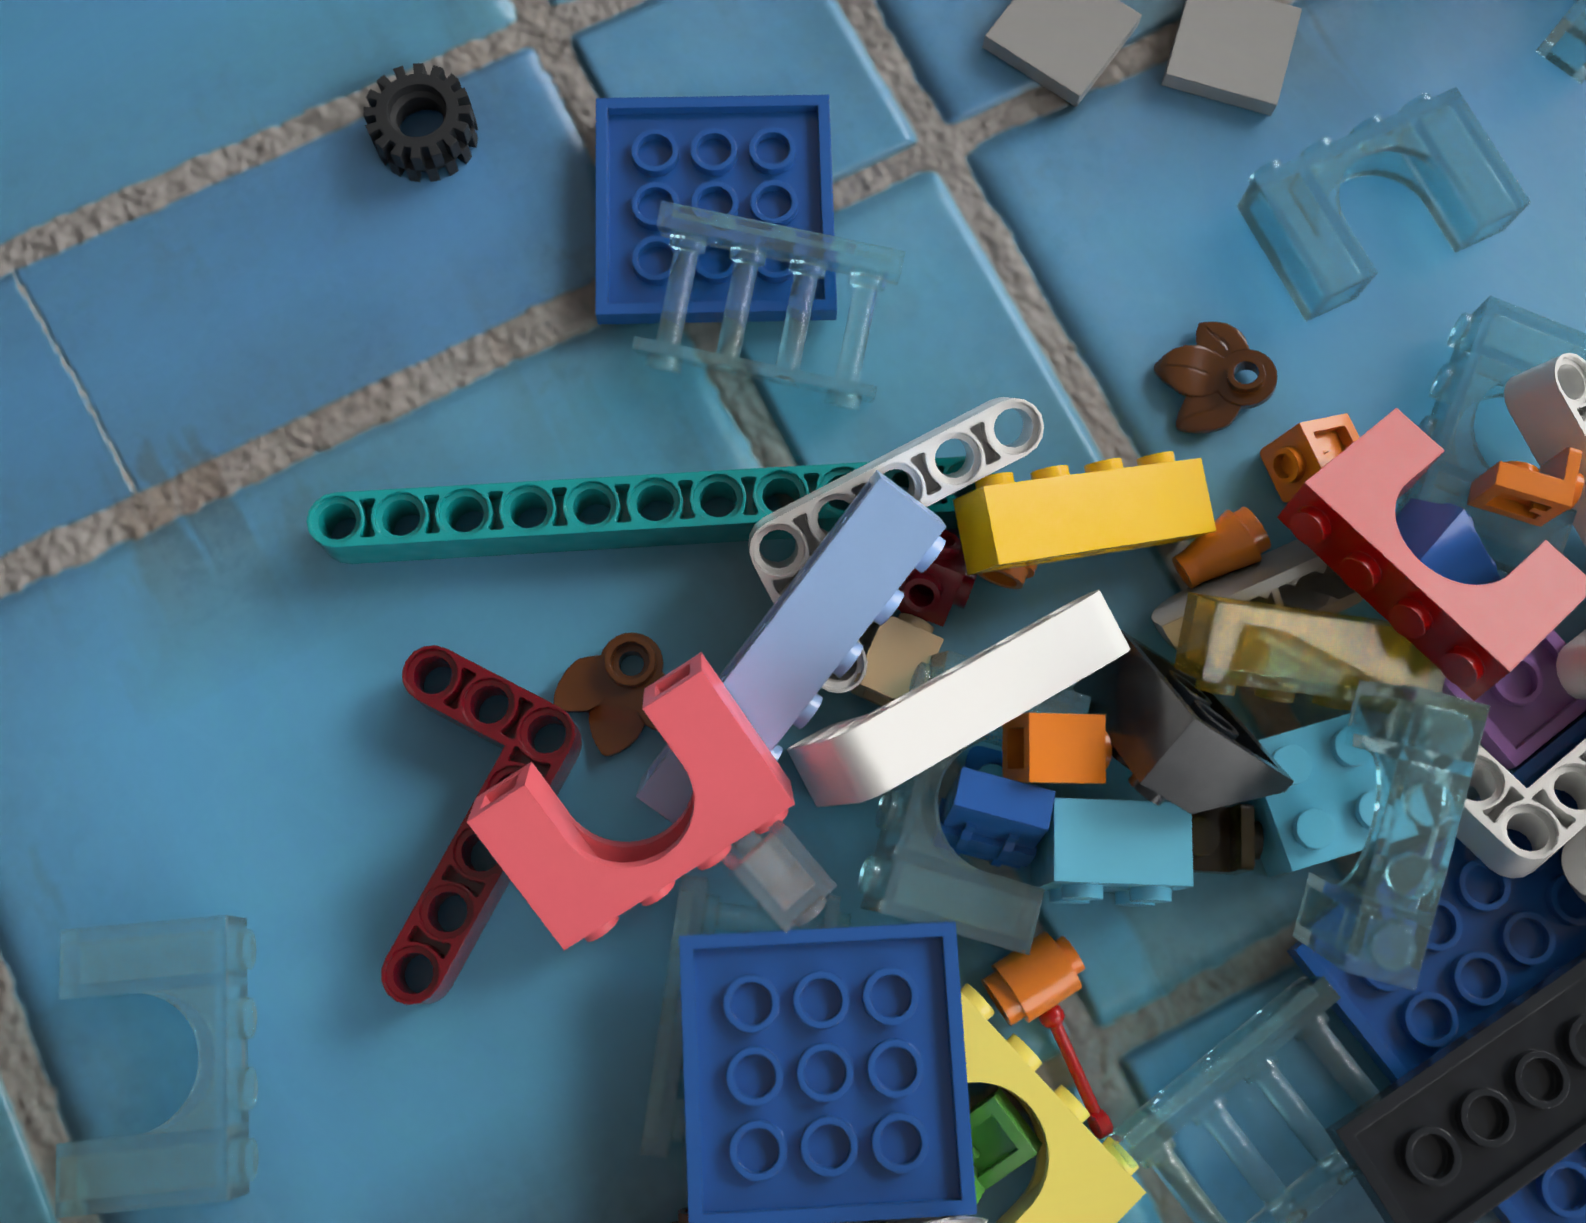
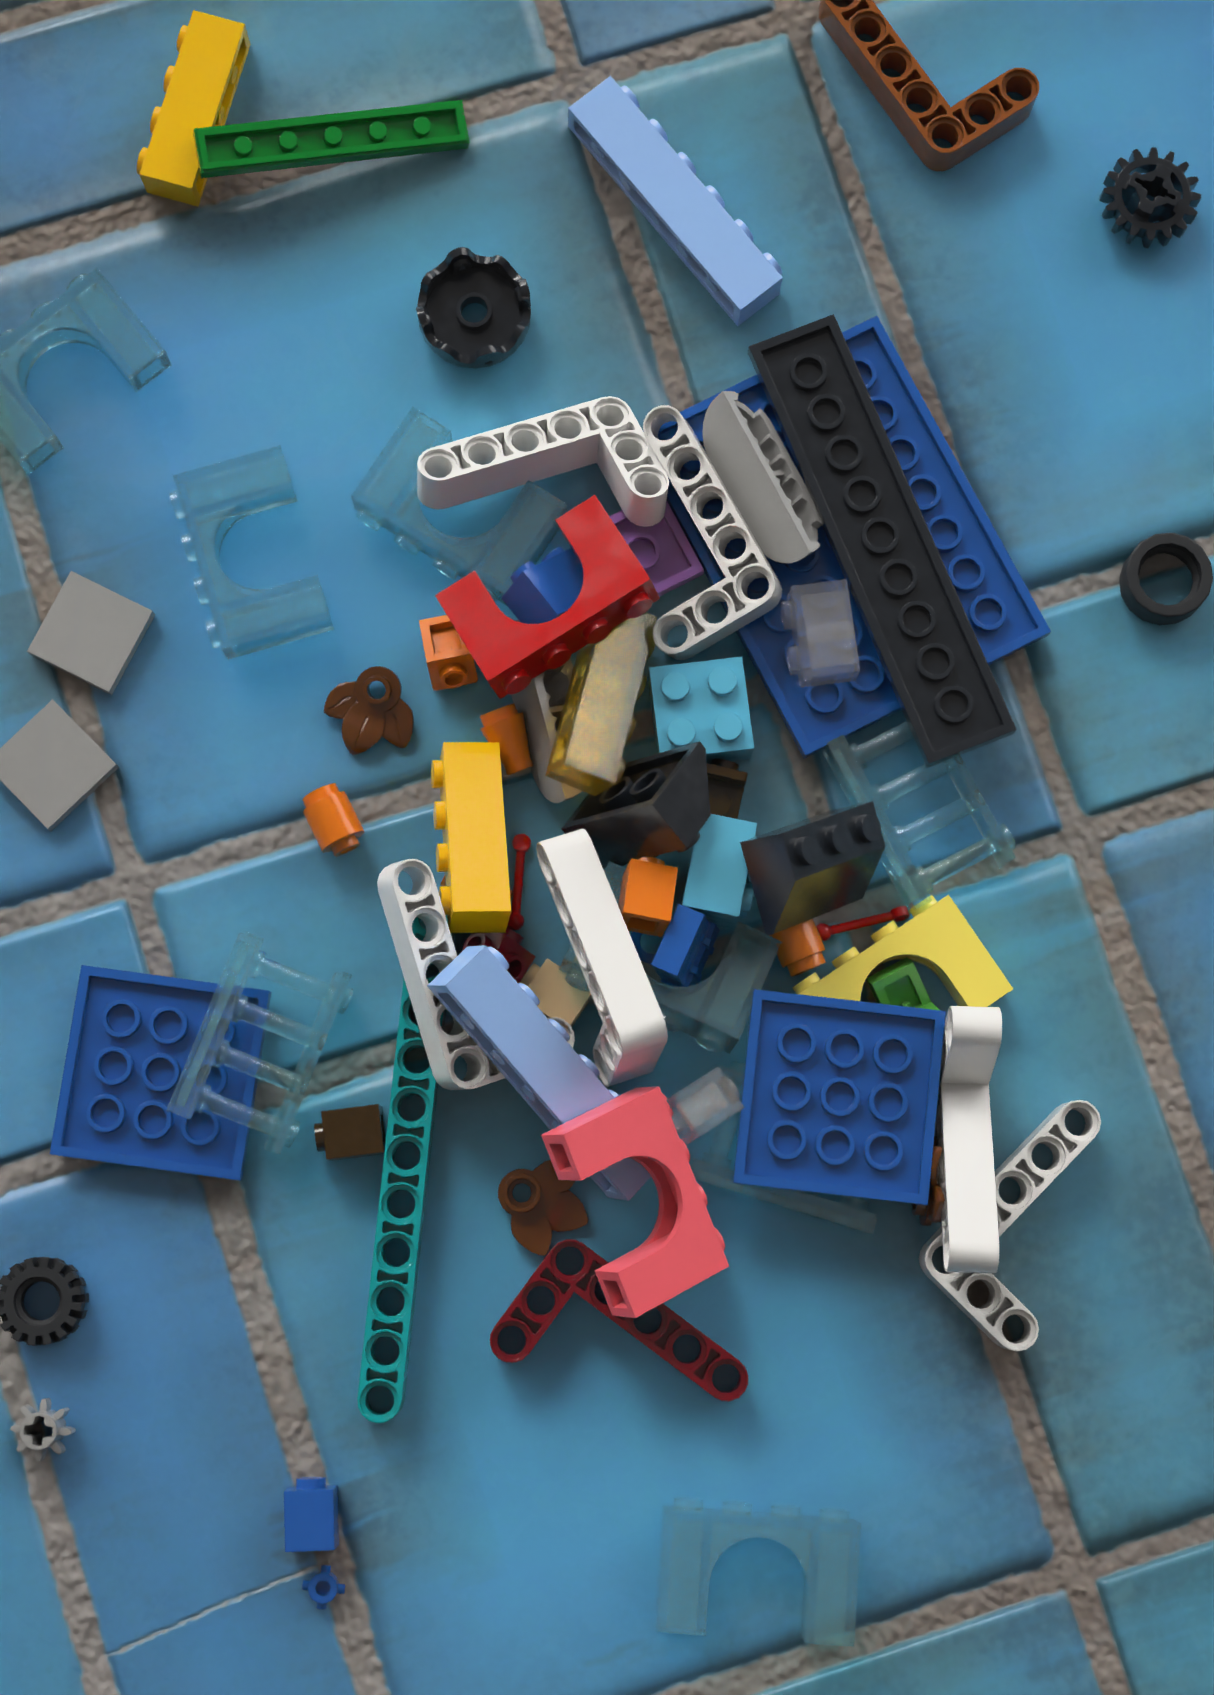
camera: 80 degrees left, 5 degrees up
(106, 502) = (323, 1587): none -> blue piece
(187, 468) = (311, 1516): none -> blue brick
(268, 147) = (51, 1419): none -> light grey gear
(675, 432) = (351, 1132): none -> dark brown brick
(985, 599) = (521, 845): none -> red hinge
(1067, 350) = (332, 820): none -> orange brick
(1148, 981) = (813, 865): none -> black slope
(1386, 906) = (794, 708): clear light blue arch -> none
(1489, 943) = (821, 633): none -> clear brick
(1527, 492) = (512, 521): orange bracket -> none

